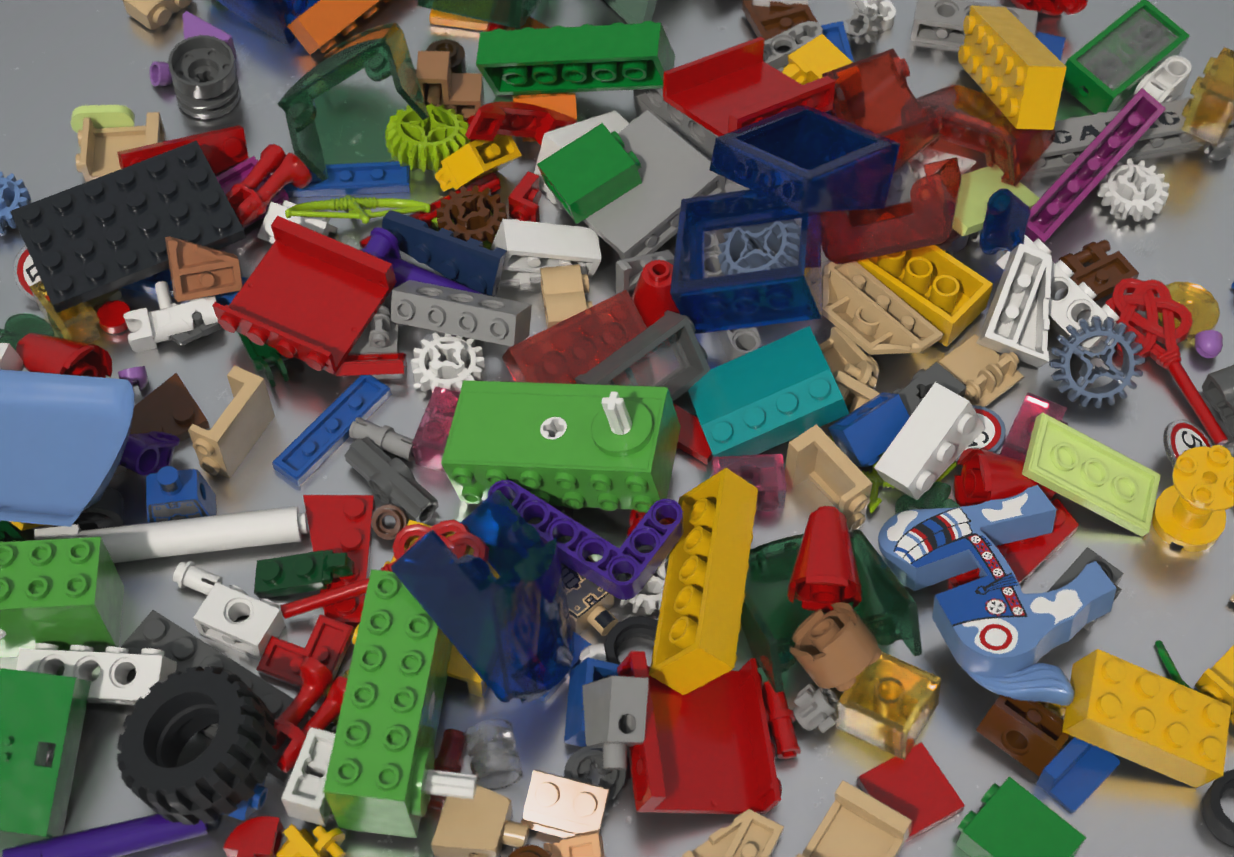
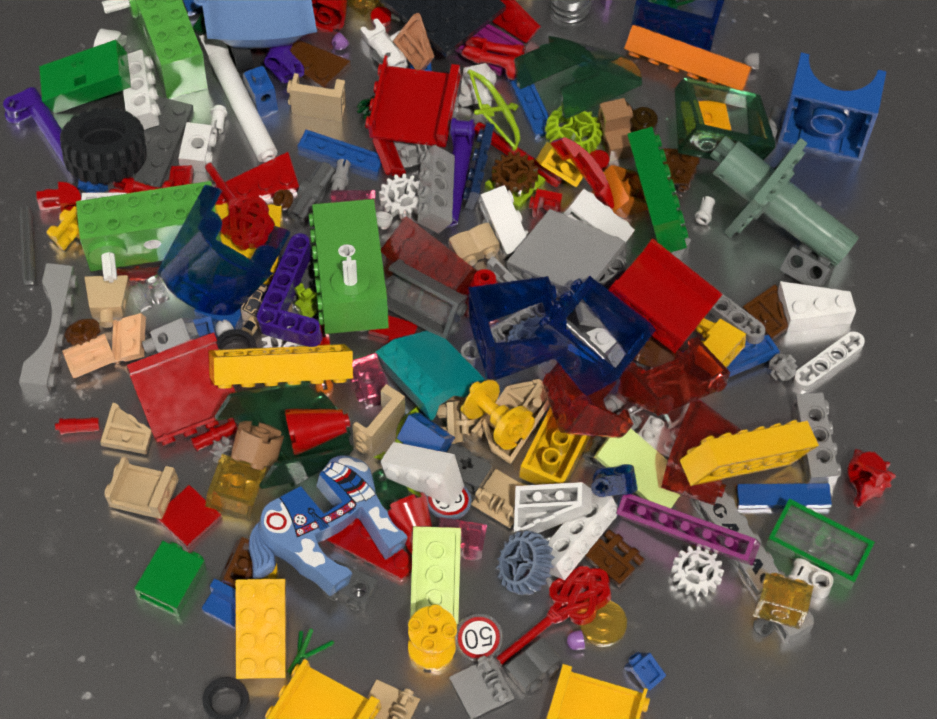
camera: 70 degrees right, 5 degrees up
(300, 573) = (234, 165): dark green hinge -> none
(590, 172) = (558, 222): green brick -> none
(591, 520) = (307, 301): none -> lime plate
(889, 311) = (509, 423): none -> yellow piece

